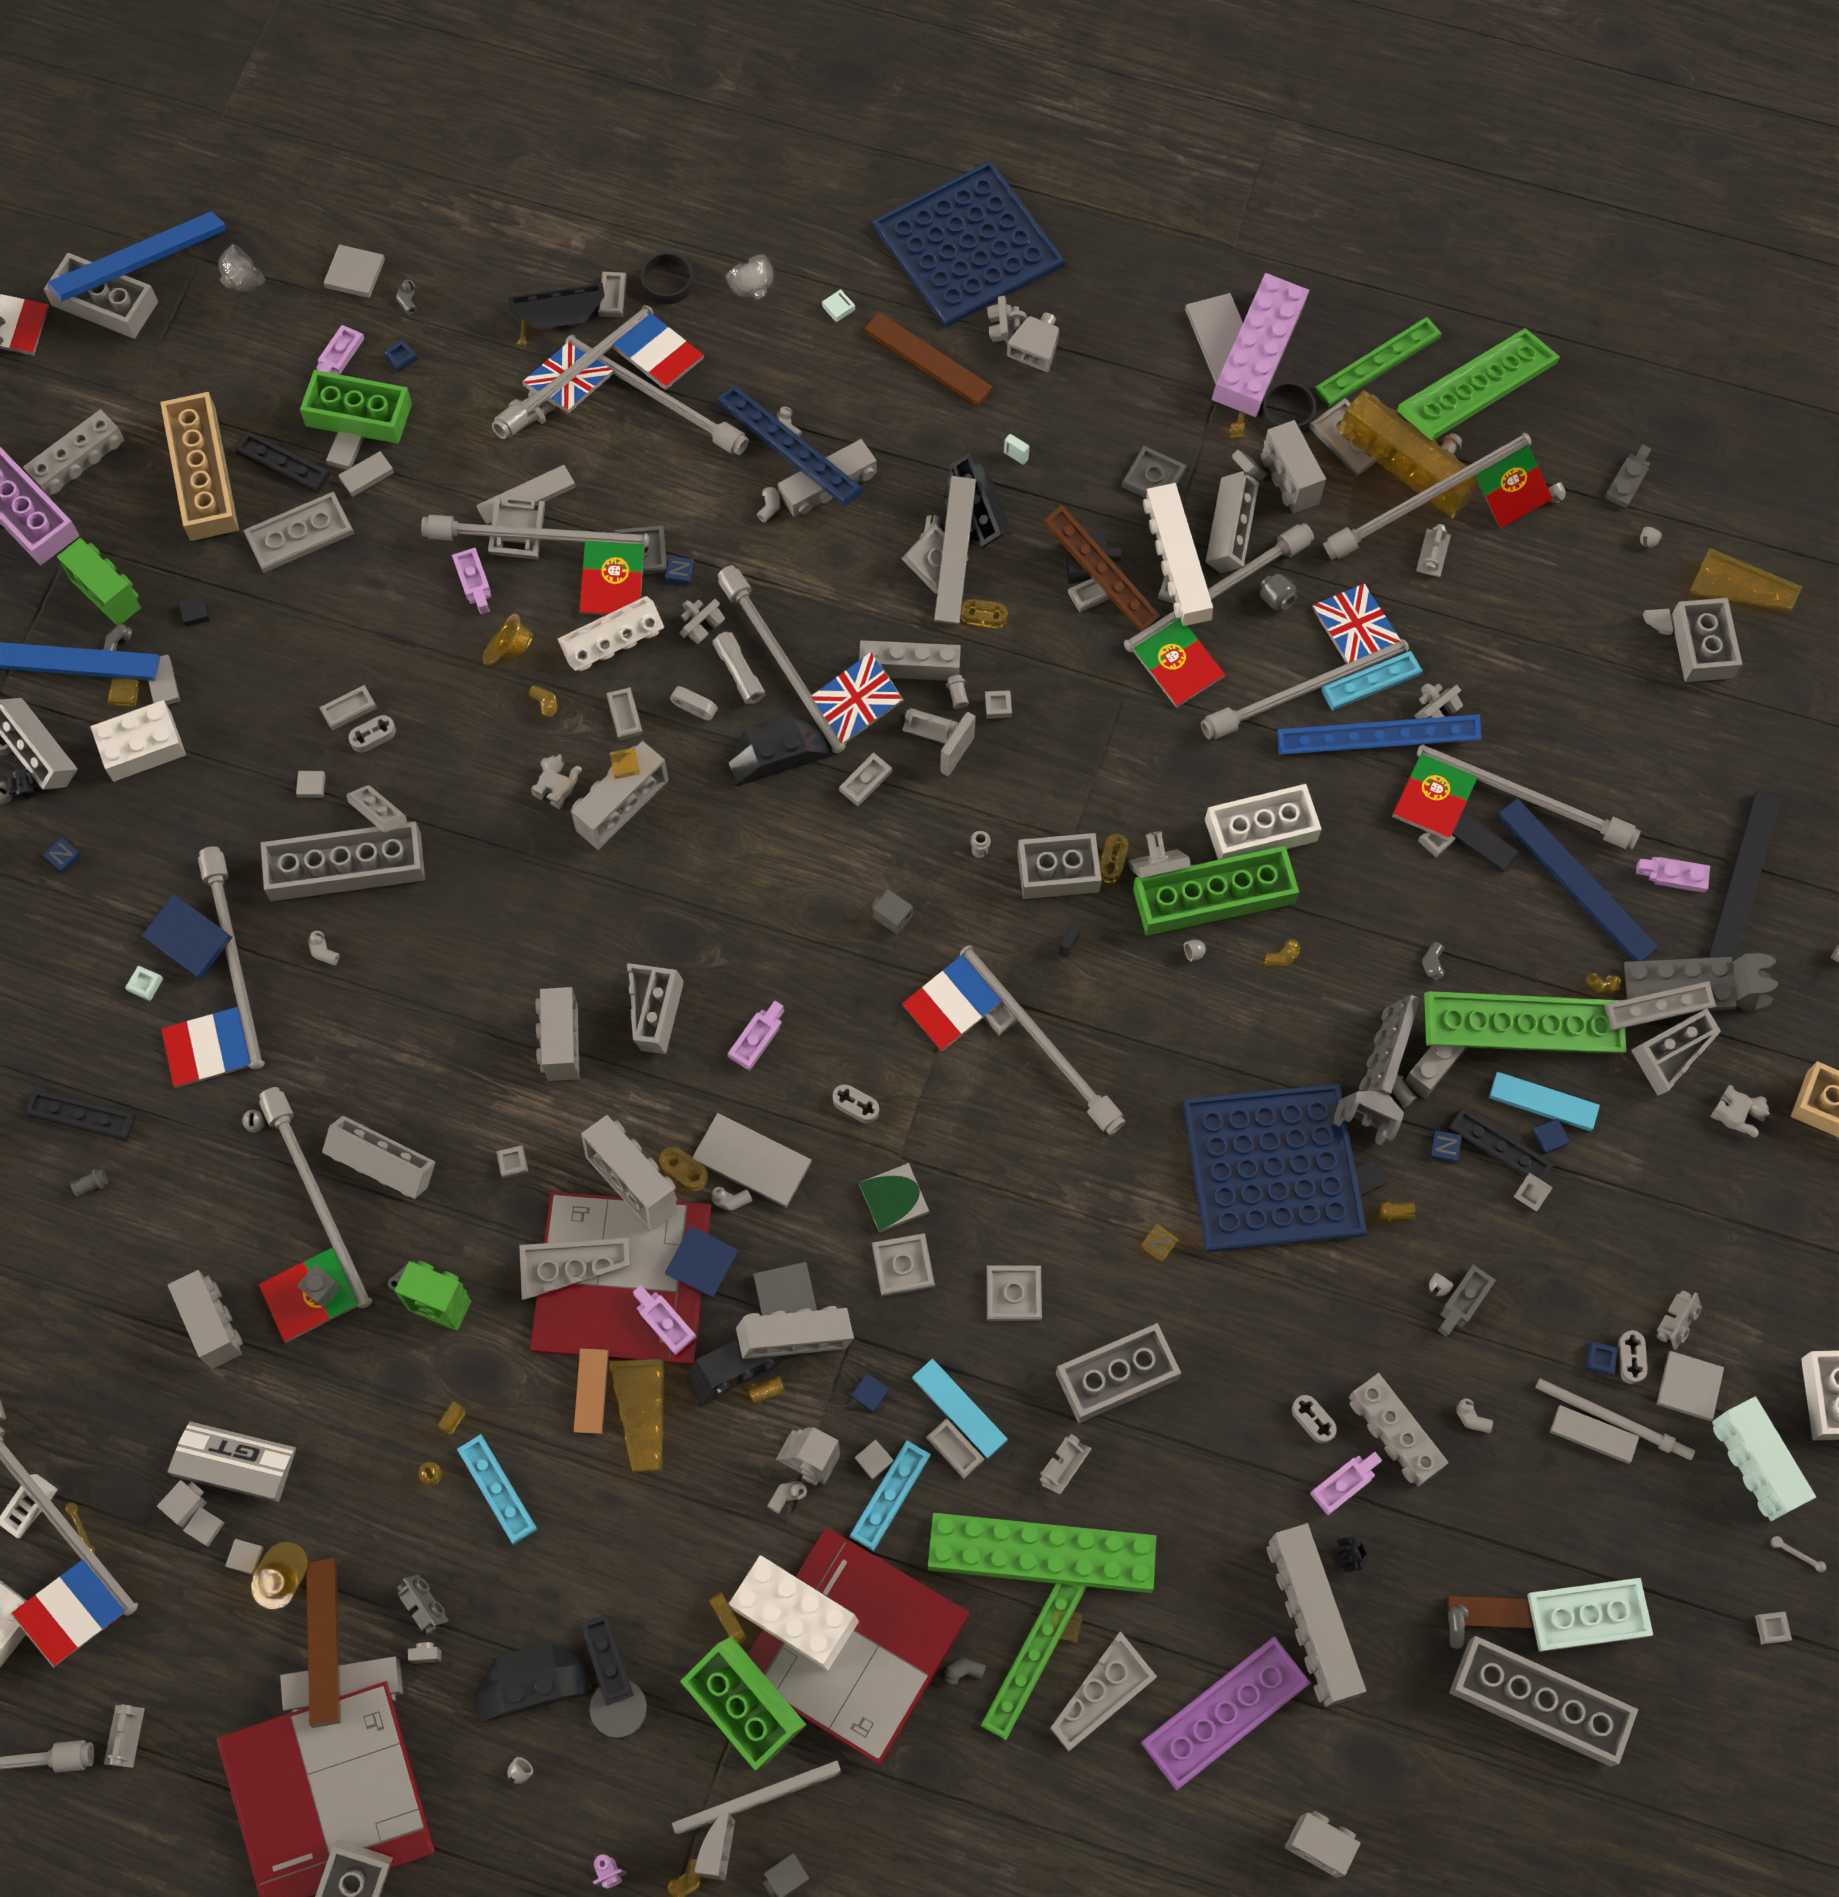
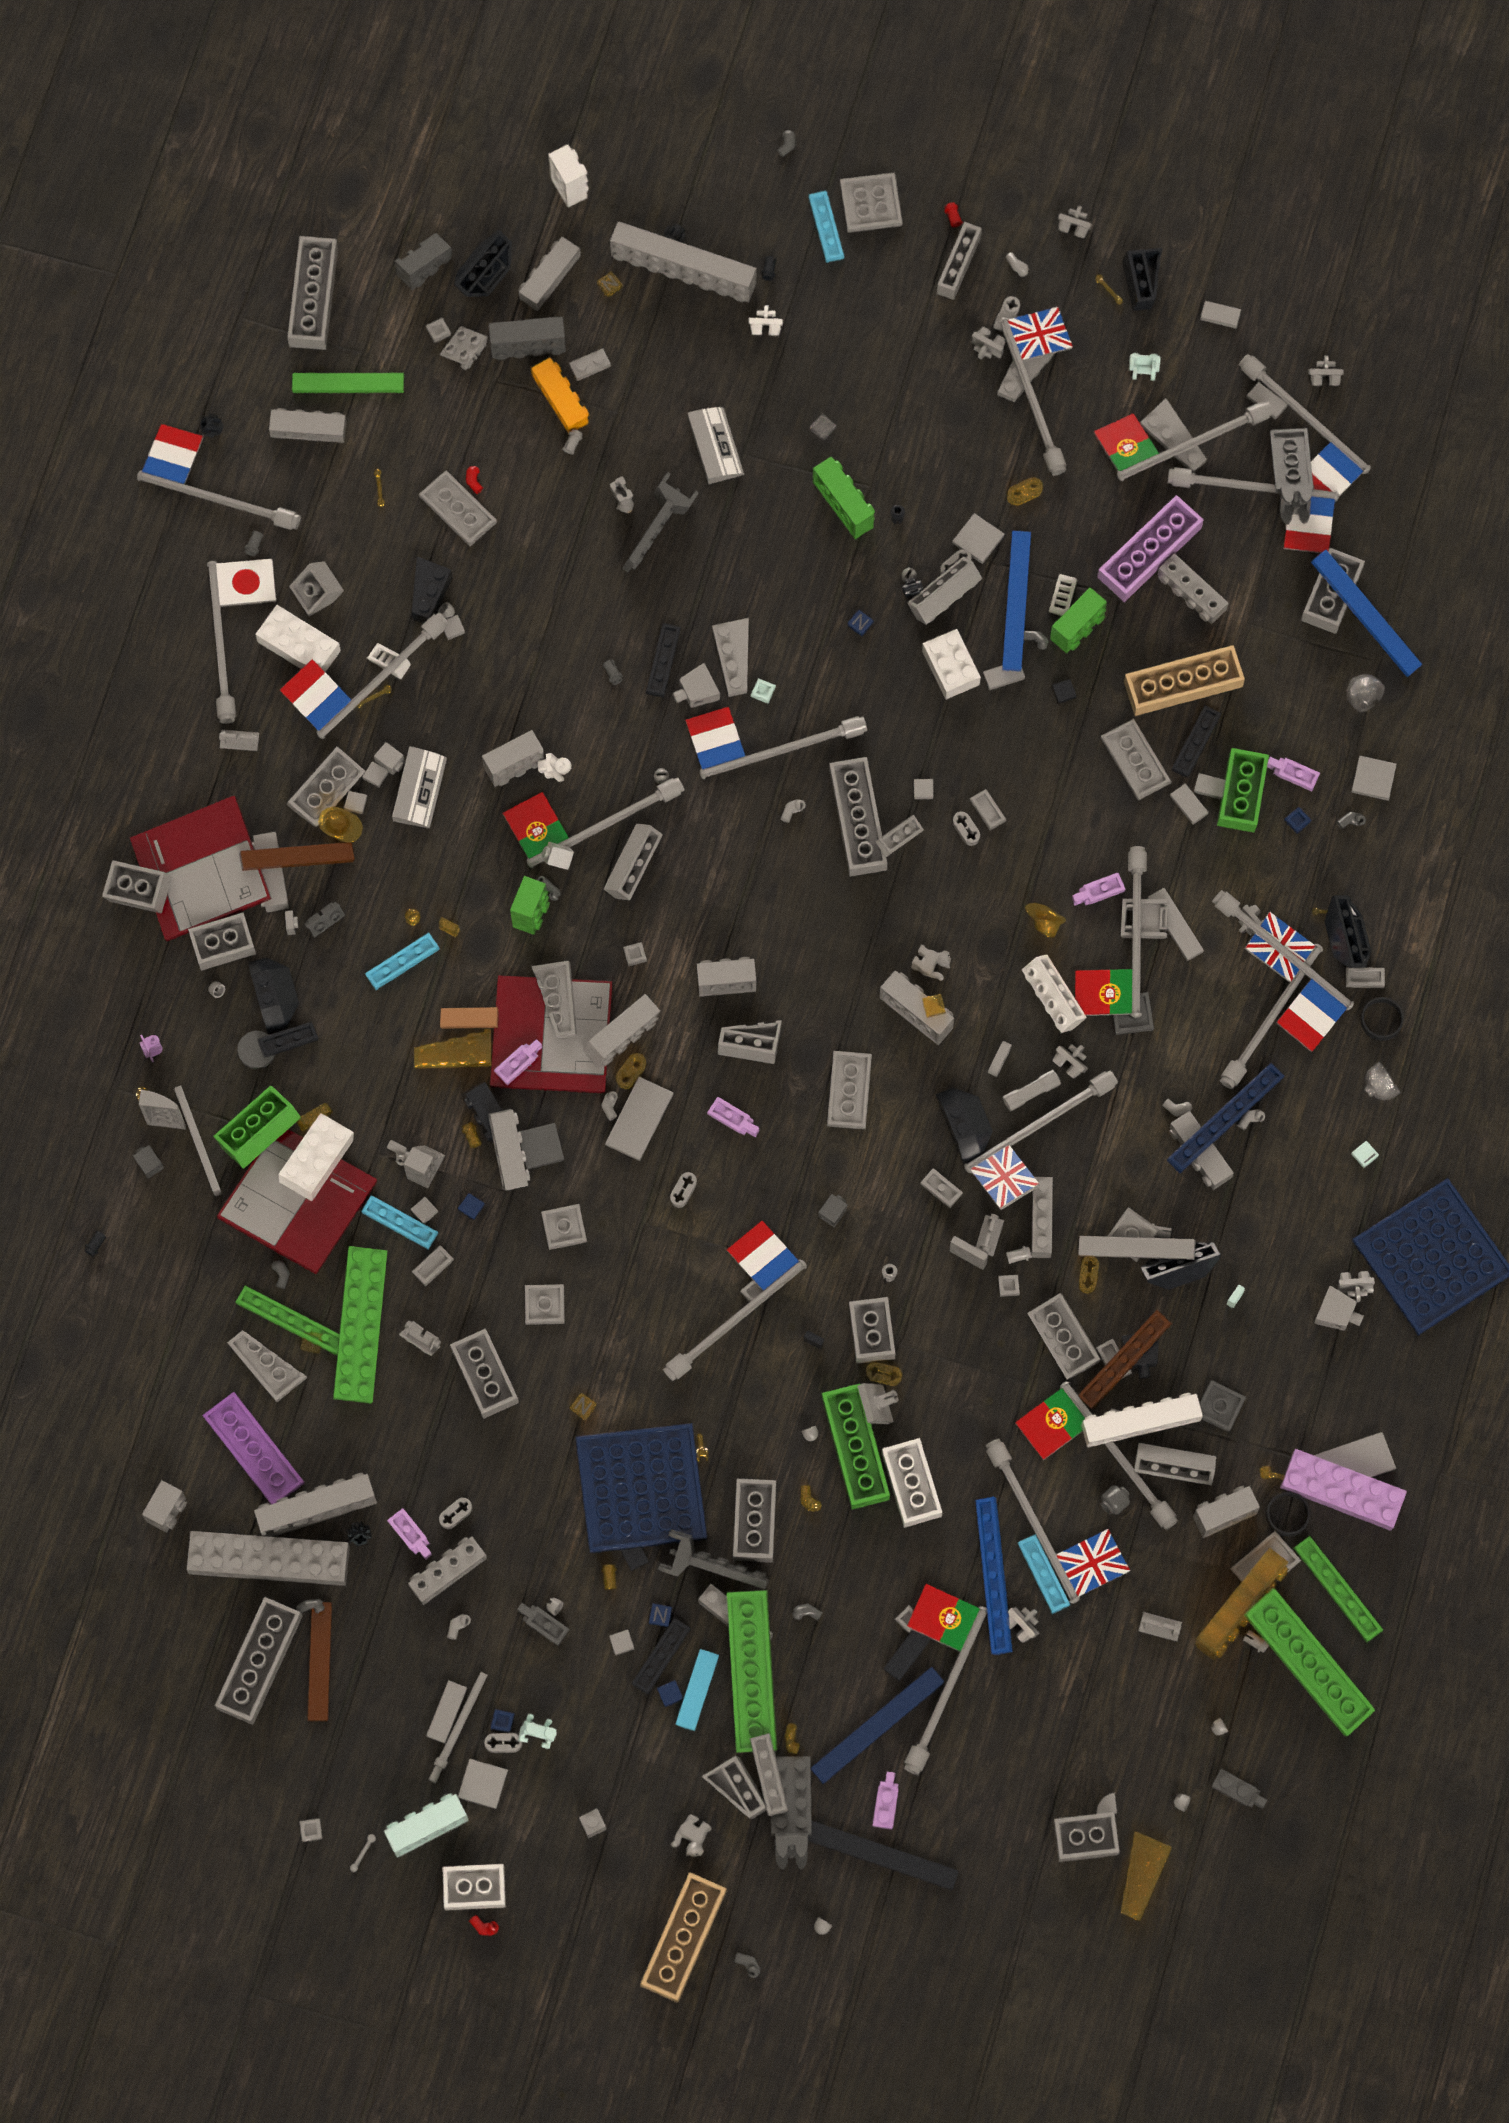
camera: 90 degrees right, 5 degrees up
(44, 599) = (1067, 580): none -> white slope
(77, 1021) = (732, 648): none -> light grey wing
(123, 692) = (993, 649): clear yellow tile -> none
(128, 1066) = (697, 687): none -> light grey torso
(187, 936) = (797, 715): dark blue tile -> none
(215, 1601) = (326, 786): none -> light grey slope
(225, 1263) = (554, 767): none -> white hips
(319, 1286) = (537, 831): dark grey brick -> none
(359, 1259) = (557, 855): none -> light grey brick
(446, 1759) = (222, 941): none -> light grey brick
(547, 699) = (998, 953): clear yellow arm -> none
(624, 714) = (991, 1009): light grey tile -> none
(679, 570) = (1115, 1043): dark blue tile -> none
(701, 1262) = (561, 1086): dark blue tile -> none
(724, 889) = (849, 1090): none -> light grey tile
(894, 1198) = (613, 1218): dark green tile -> none
(928, 359) = (1318, 1226): reddish brown tile -> none
(959, 1409) = (460, 1268): medium azure tile -> none
(1065, 642) = (1064, 1336): none -> light grey slope
(1219, 1087) = (701, 1451): none -> clear yellow hand
(1249, 465) = (1226, 1477): light grey tile -> none
(1318, 1018) = (754, 1520): none -> light grey brick
(1393, 1683) = (268, 1558): none -> light grey brick
(1402, 1092) = (702, 1582): light grey pin -> none
(1485, 1197) = (621, 1642): none -> light grey tile
(1506, 477) = (1215, 1674): flag -> none
(1533, 1192) = (625, 1676): light grey plate -> none
(1589, 1614) = (317, 1696): light aqua plate -> none
(1618, 1308) = (538, 1731): none -> light aqua piece
(1677, 1328) = (523, 1775): light grey hinge -> none
(1736, 1237) = (592, 1823): none -> light grey brick

